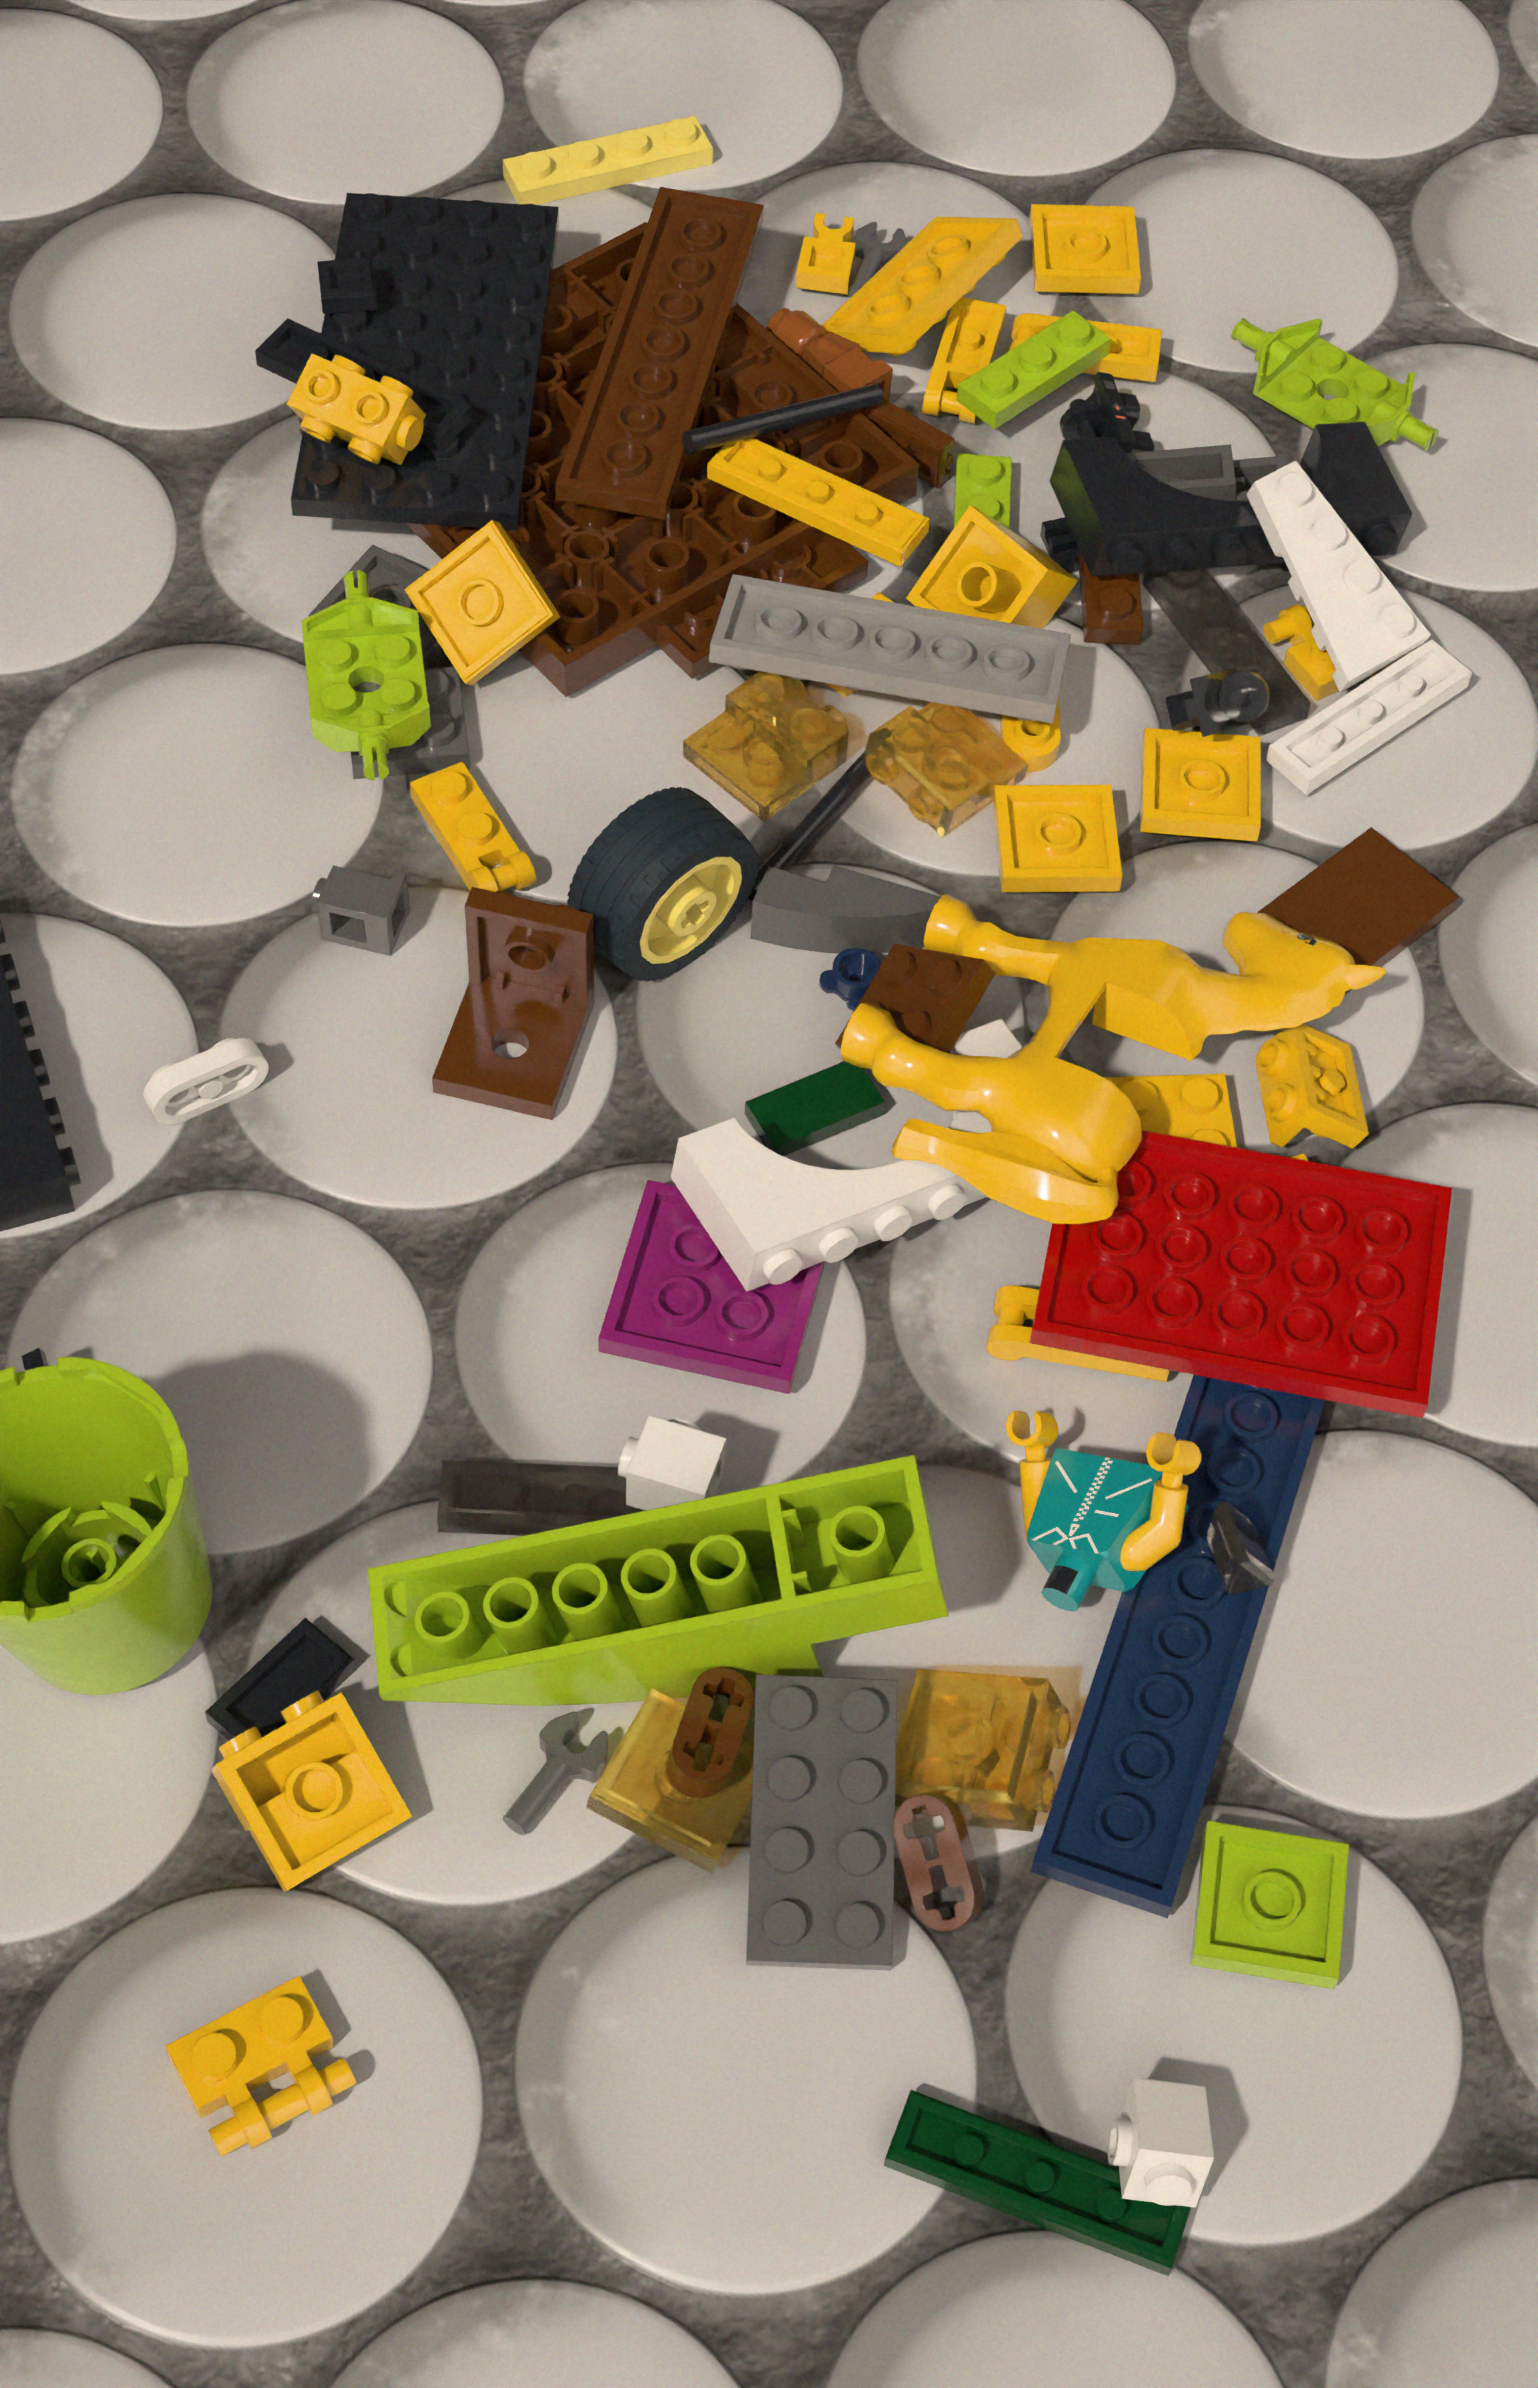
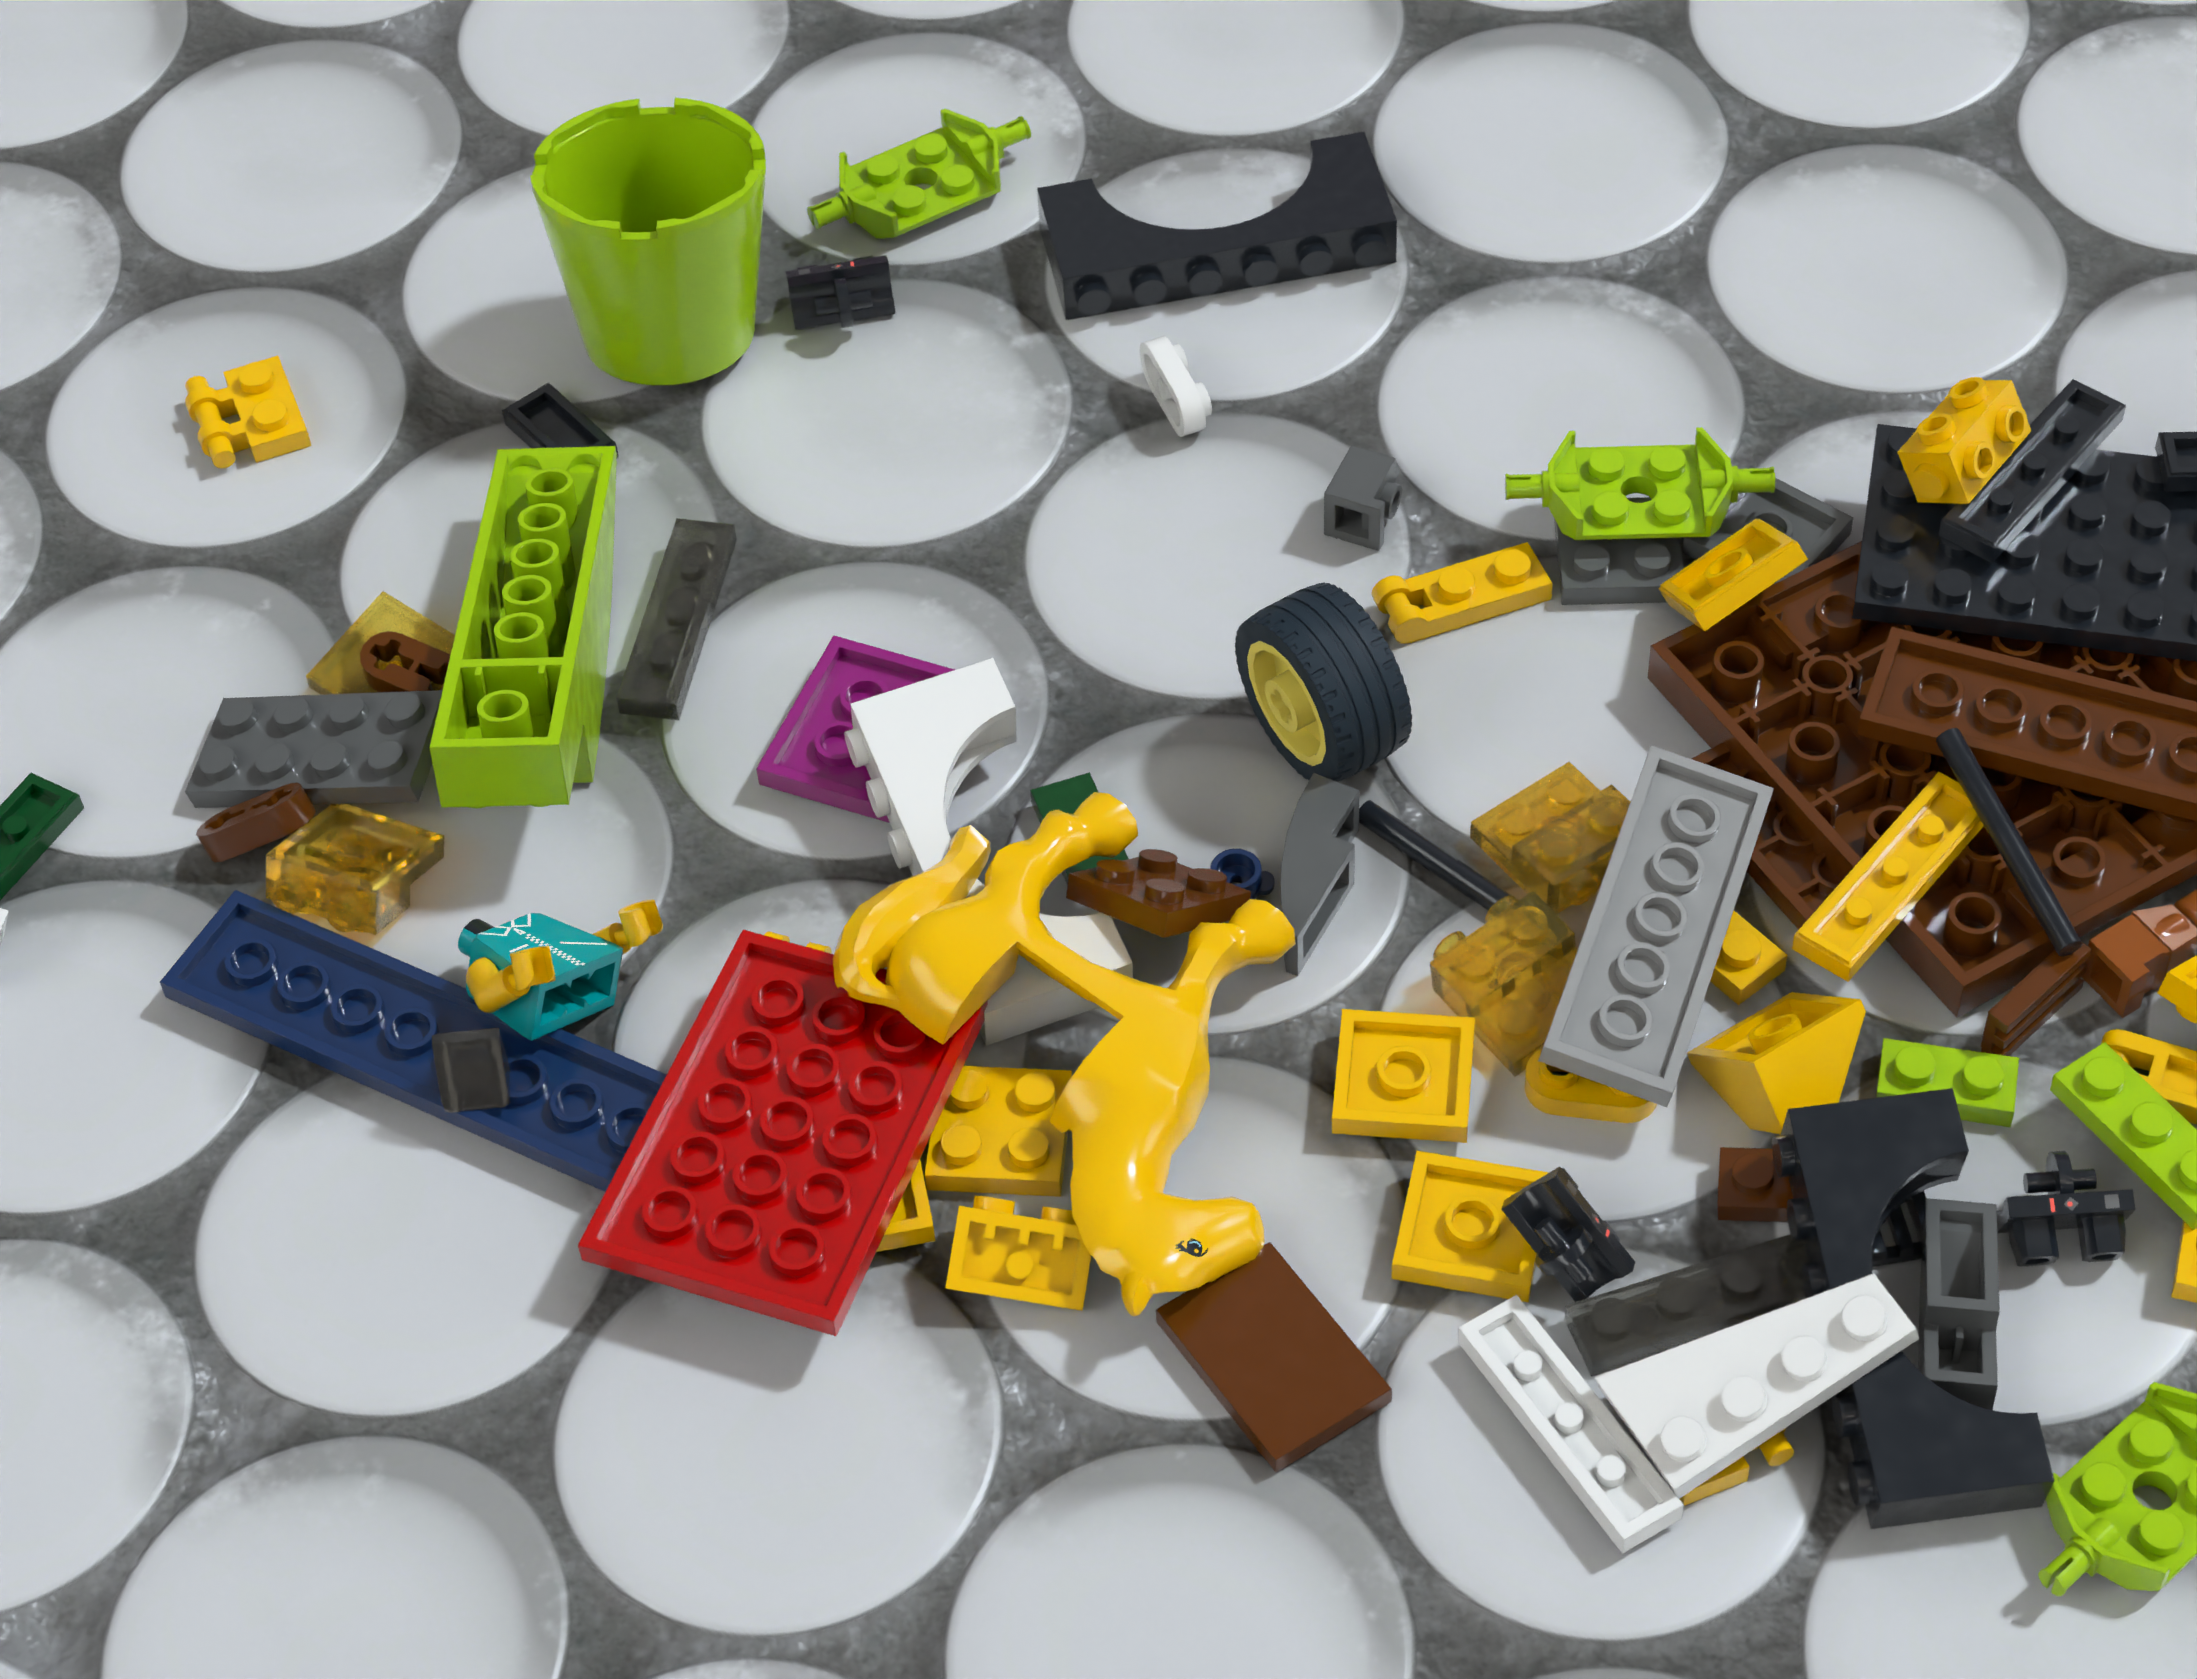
camera: 105 degrees right, 5 degrees down
(309, 1788) = (453, 430): yellow plate -> none
(520, 999) = (1227, 592): reddish brown bracket -> none
(559, 1768) = (437, 601): dark grey bar -> none
(671, 1464) = (661, 657): white brick -> none
(1270, 1905) = (144, 1065): lime plate -> none

